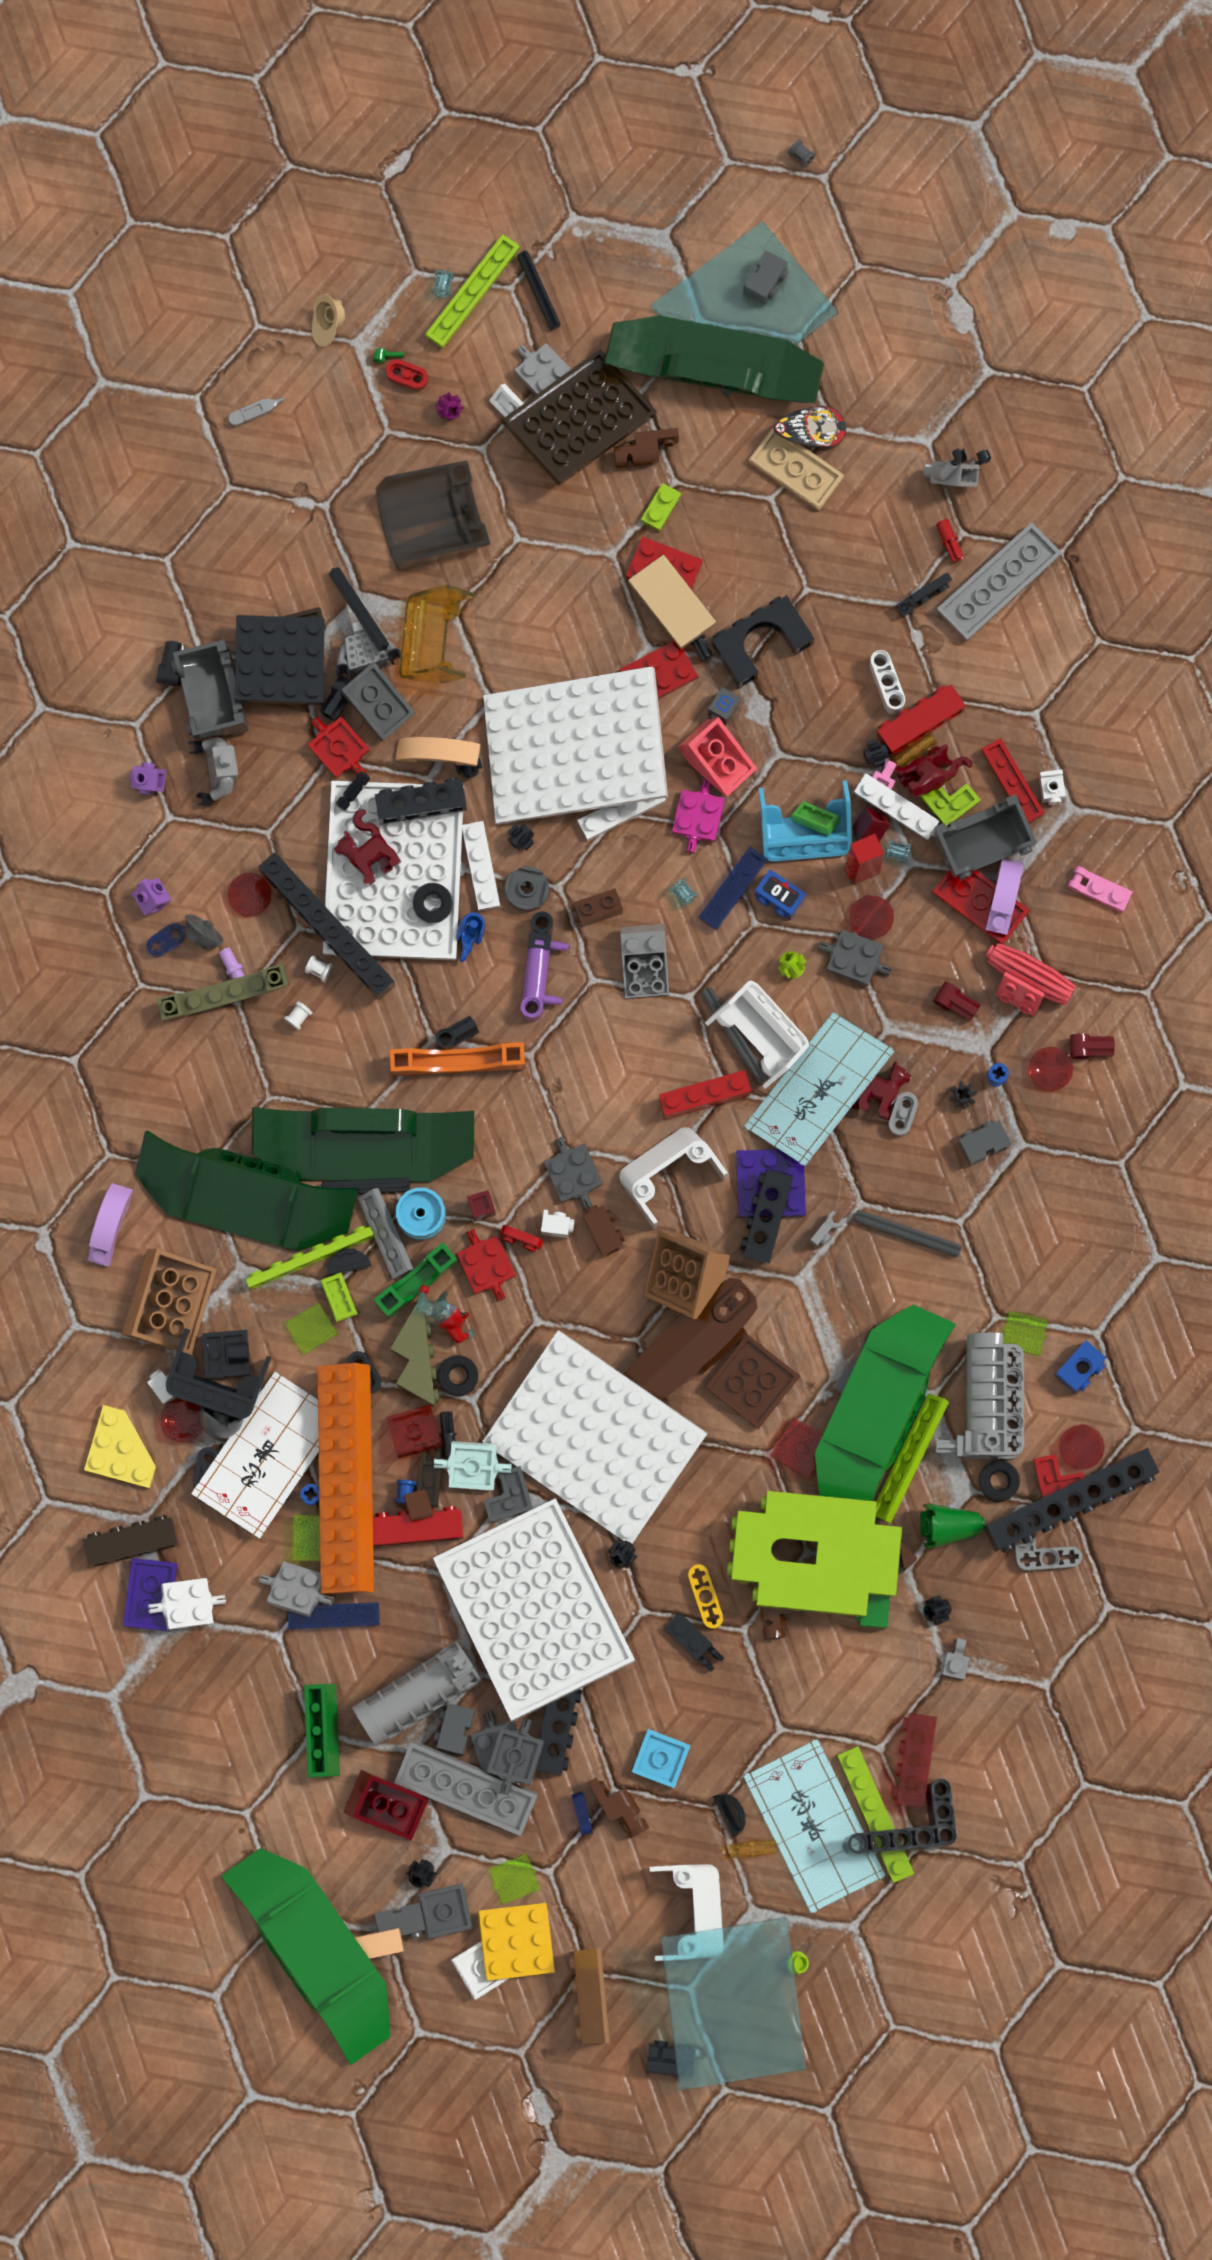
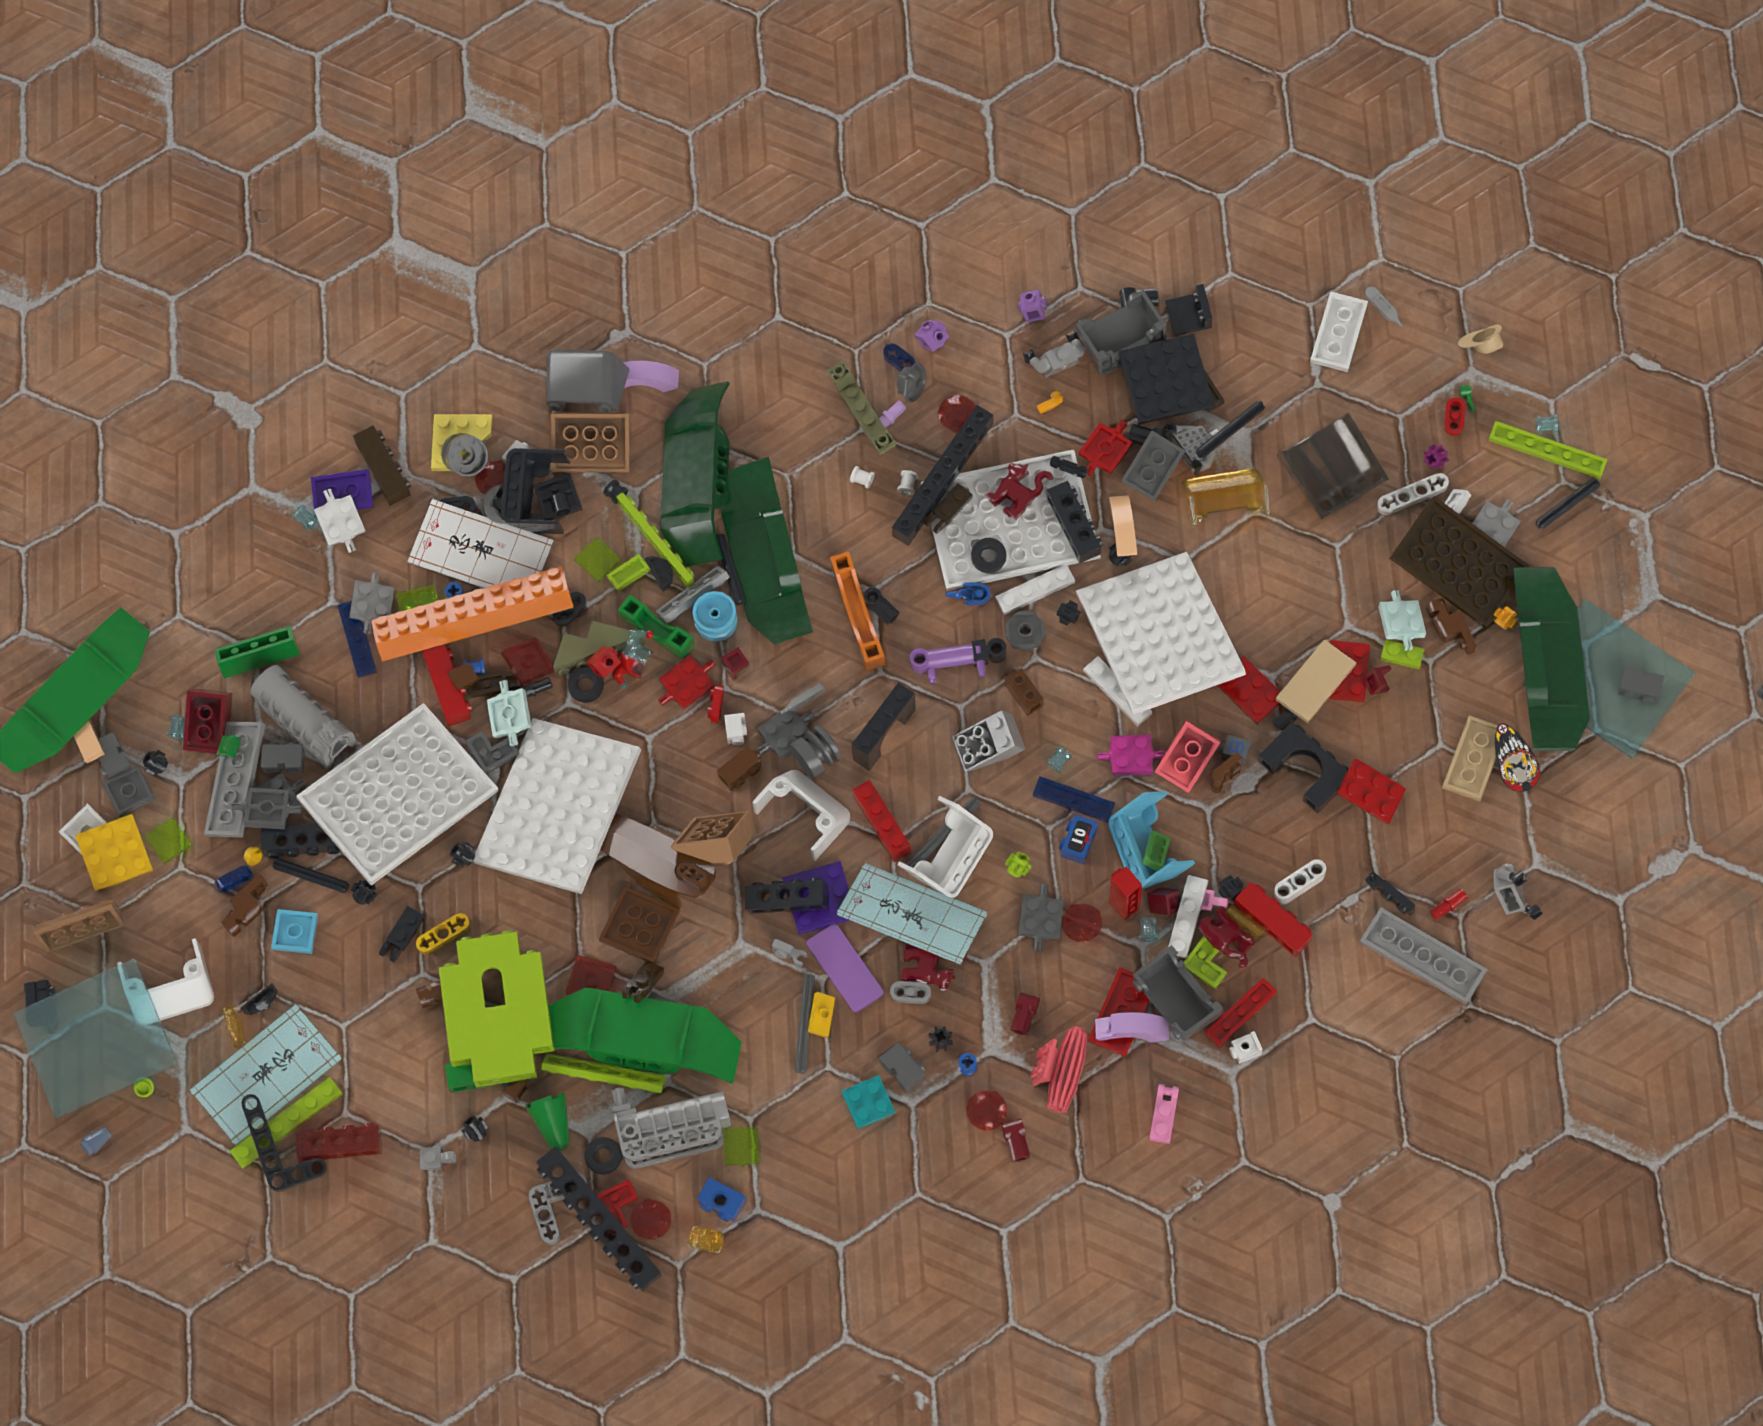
camera: 80 degrees right, 10 degrees down
(101, 1288) = (585, 378): none -> dark grey windscreen
(151, 1443) = (475, 456): none -> dark grey wheel
(171, 1647) = (299, 515): none -> clear light blue bush
(203, 614) = (1190, 312): none -> black bracket
(238, 1288) = (613, 489): none -> black wheel
(269, 791) = (1055, 400): none -> light orange arm
(272, 465) = (1339, 331): none -> white plate
(363, 929) = (949, 507): none -> dark brown hinge
(384, 1841) = (176, 727): none -> clear light blue bush
(427, 1786) = (228, 746): none -> green slope
(444, 1346) = (604, 661): none -> red brick
(480, 444) = (1410, 490): none -> white beam
(541, 1141) = (804, 698): none -> light grey piece
(560, 1786) = (253, 855): none -> yellow plate
(587, 1044) = (897, 706): none -> black arch
(599, 1727) = (310, 875): none -> black axle
(611, 1147) = (818, 750): none -> dark grey wheel
(625, 495) = (1402, 620): none -> light aqua plate
(638, 1672) = (363, 892): none -> black gear
(653, 389) = (1506, 618): none -> light orange gear
(687, 541) = (1375, 680): none -> dark red panel
(753, 728) = (1228, 770): none -> reddish brown plate
(808, 581) = (1371, 791): none -> red plate
(821, 1390) = (643, 981): none -> dark brown hinge
(844, 2028) = (95, 1140): none -> sand blue cone
(855, 1176) = (845, 968): none -> medium lavender piece
(903, 1213) = (821, 1014): none -> yellow plate
(1010, 1189) = (868, 1102): none -> teal plate
(1121, 1392) = (706, 1239): none -> clear yellow gear

